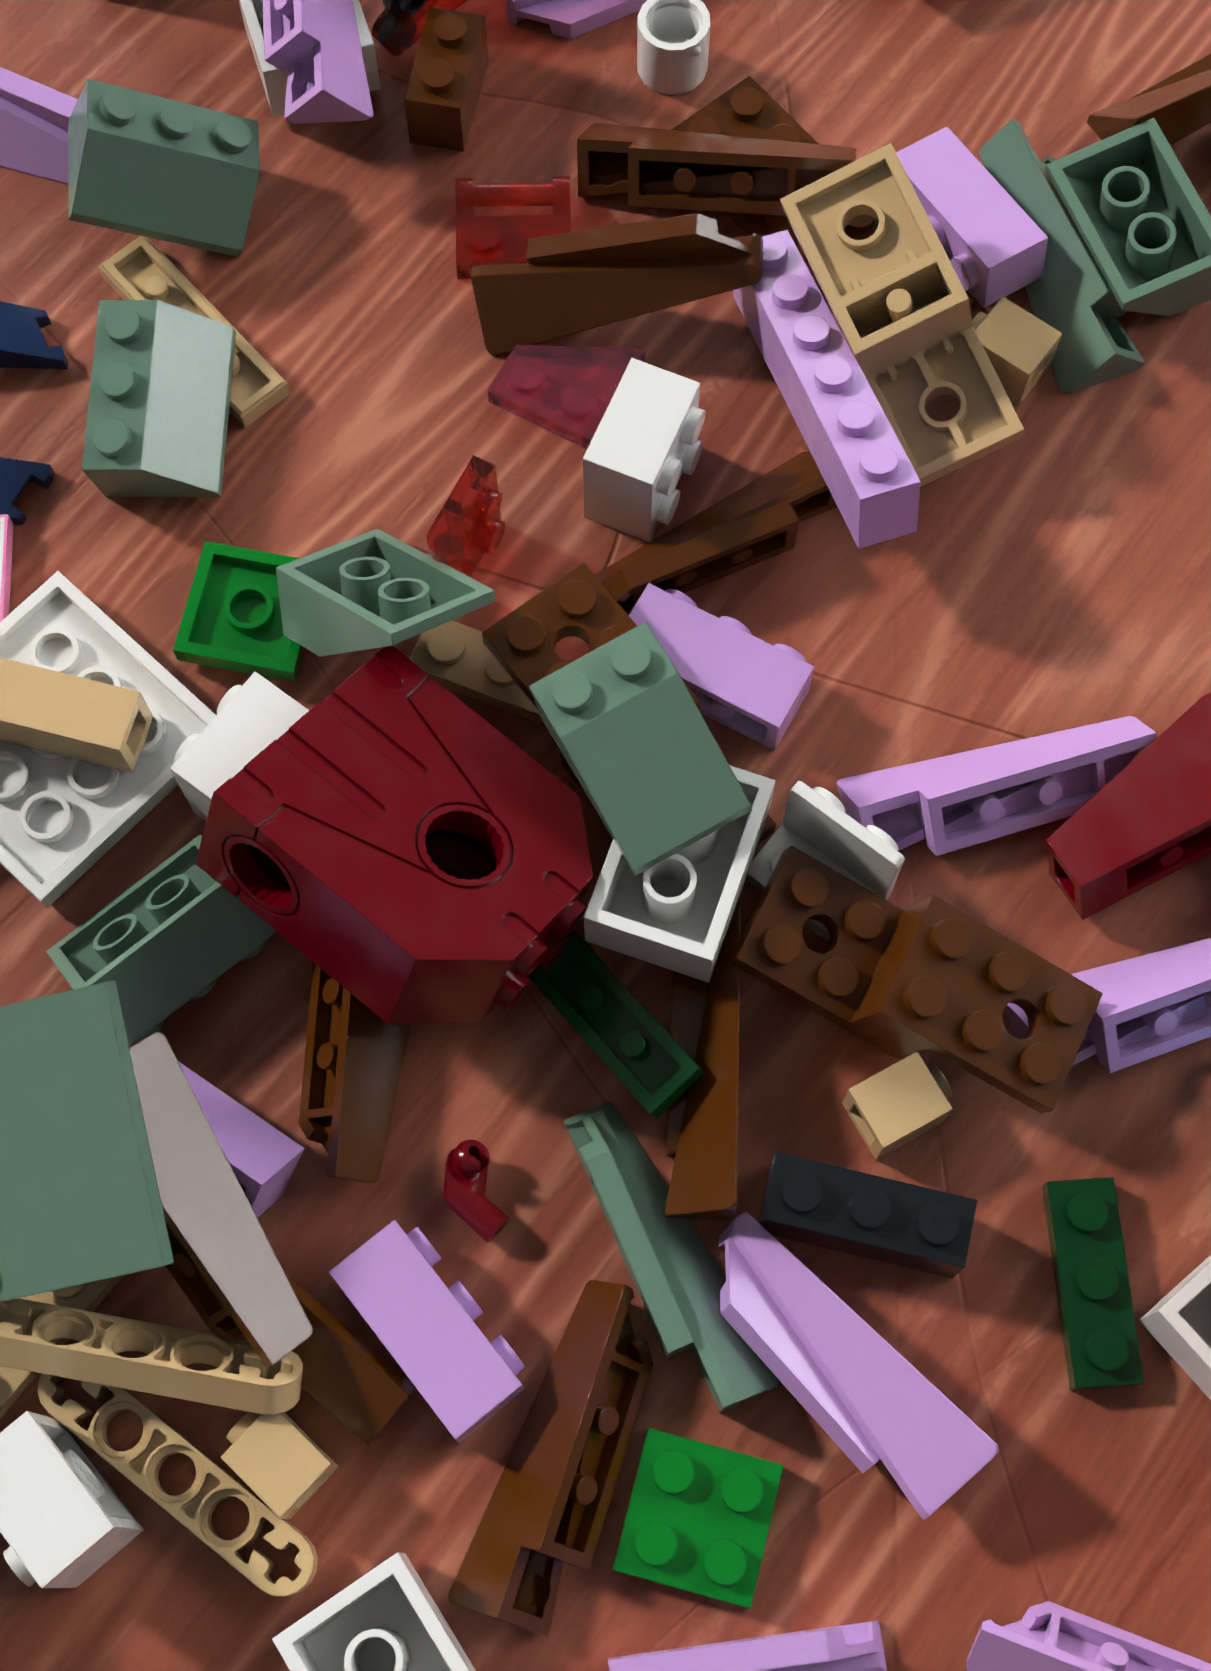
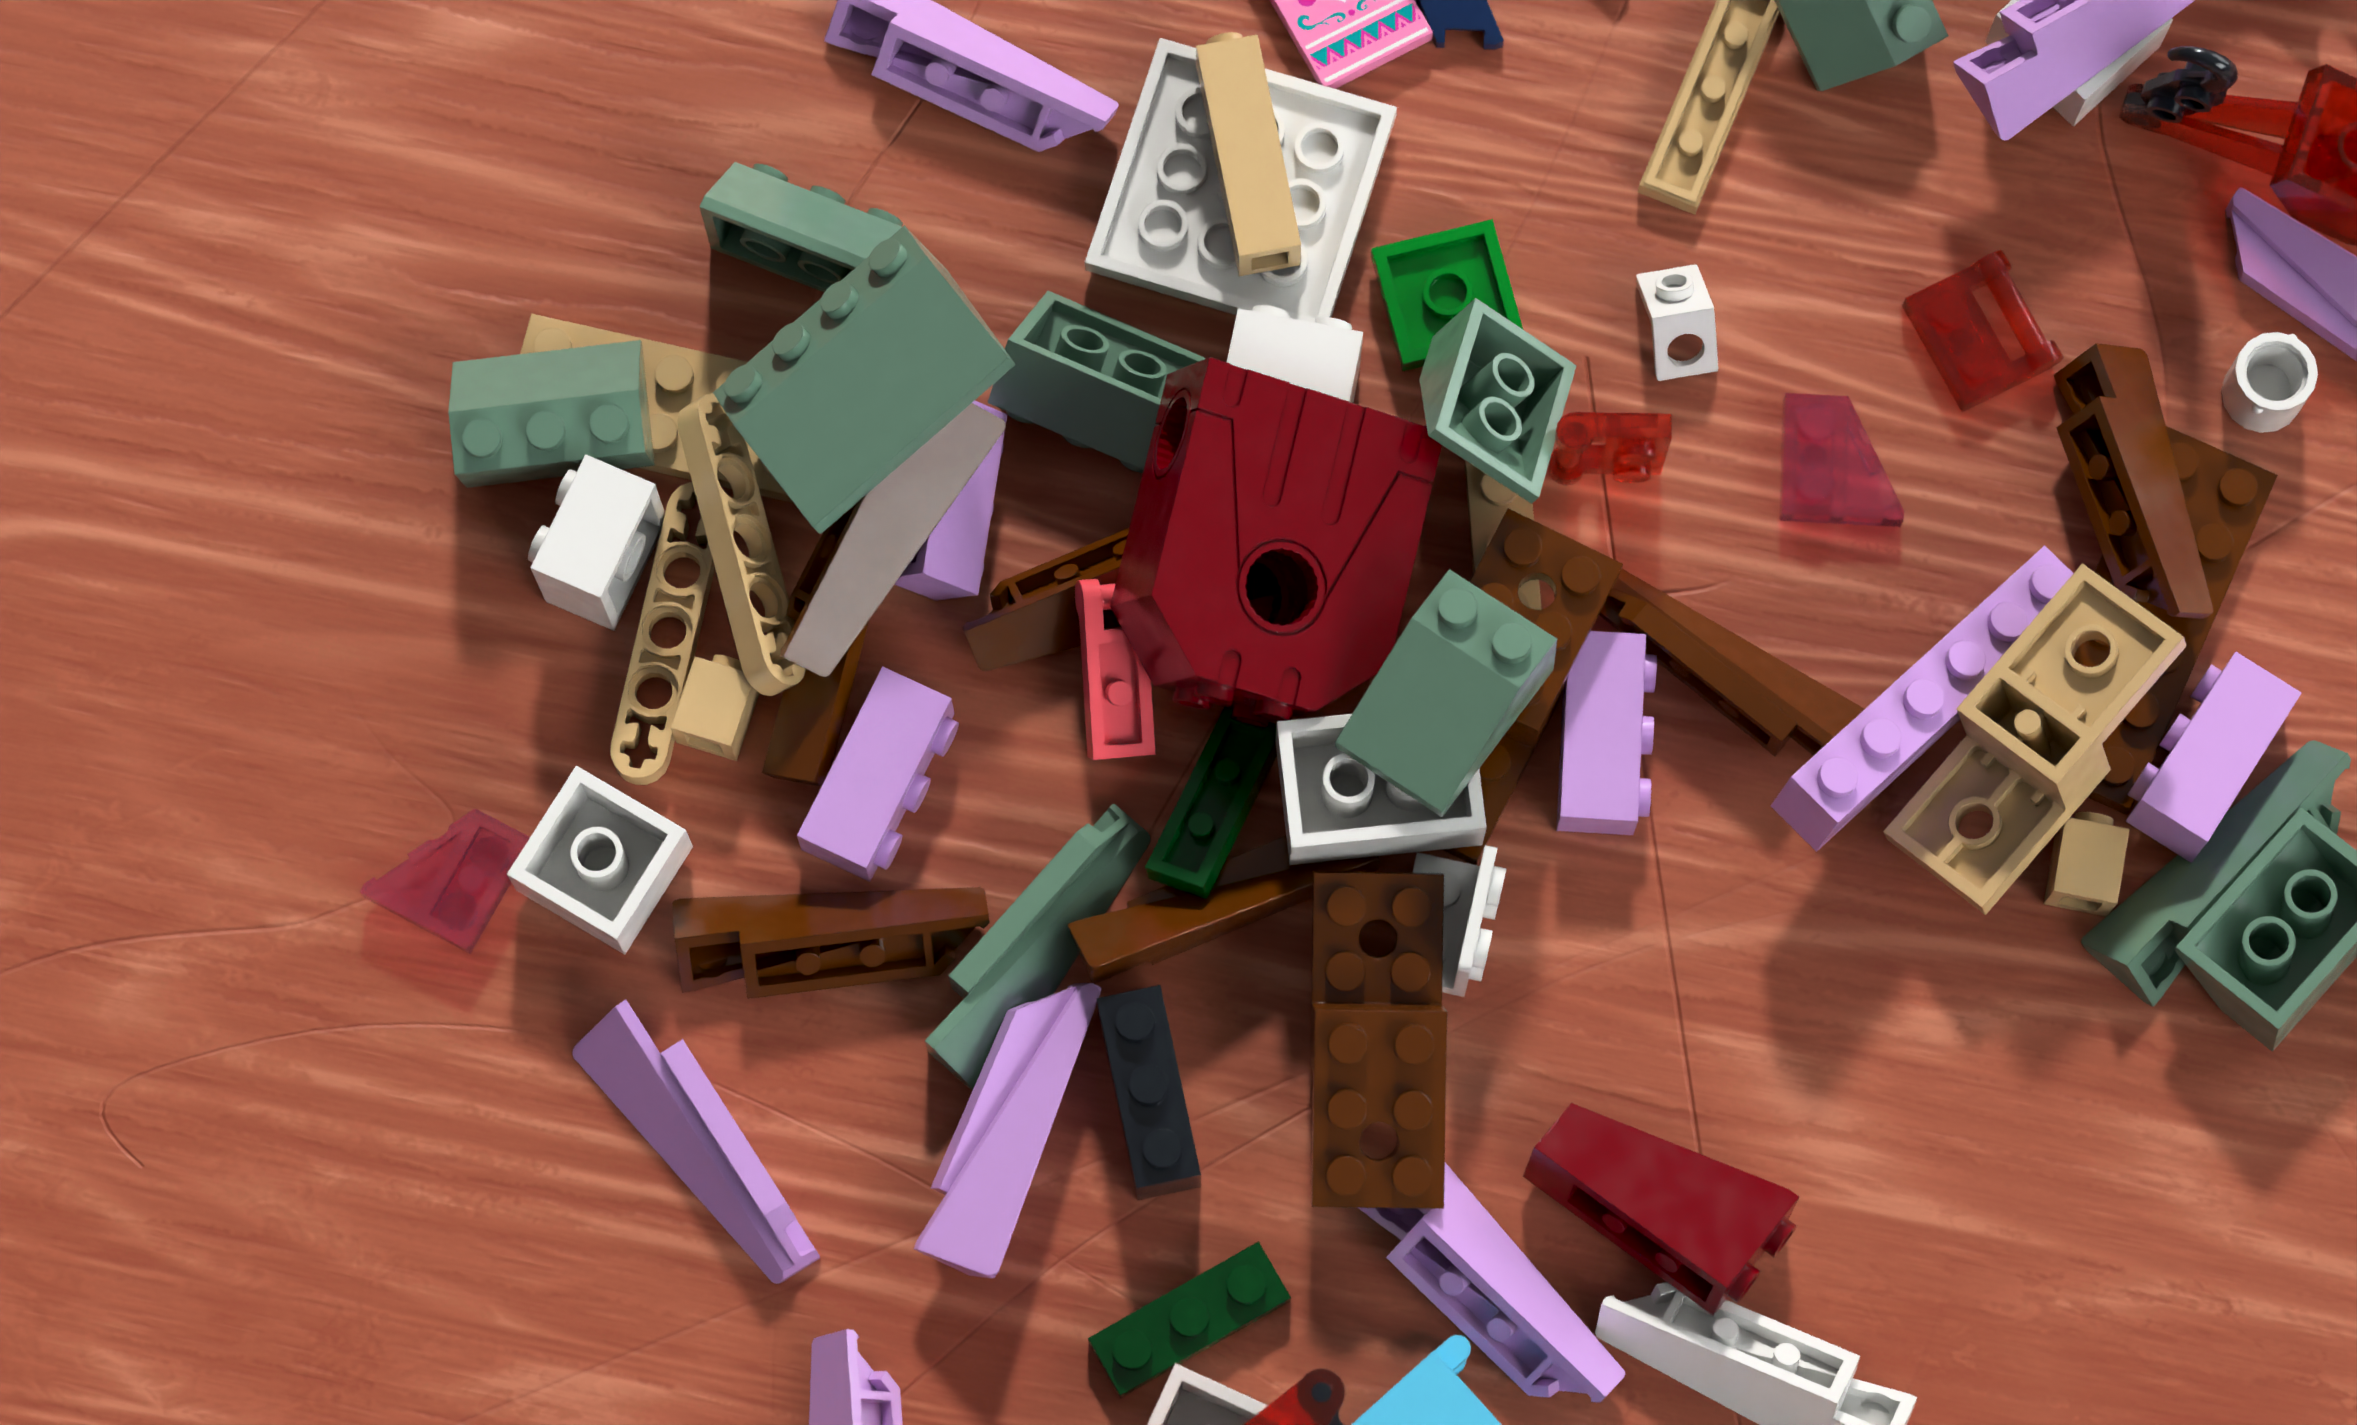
camera: 65 degrees right, 5 degrees up
(158, 401) = (1608, 104): sand green slope -> none
(370, 432) = (1678, 306): none -> white bracket
(446, 79) = (2106, 185): reddish brown brick -> none
(450, 1059) = (1113, 681): none -> coral plate
(466, 1189) = (1011, 750): dark red arm -> none
(609, 277) = (1947, 448): reddish brown wedge -> none
(643, 450) = (1779, 565): white brick -> none
(698, 1518) = (832, 1070): green plate -> none
(898, 1104) = (1264, 1081): tan brick -> none
(993, 788) = (1609, 1037): lavender wedge -> none

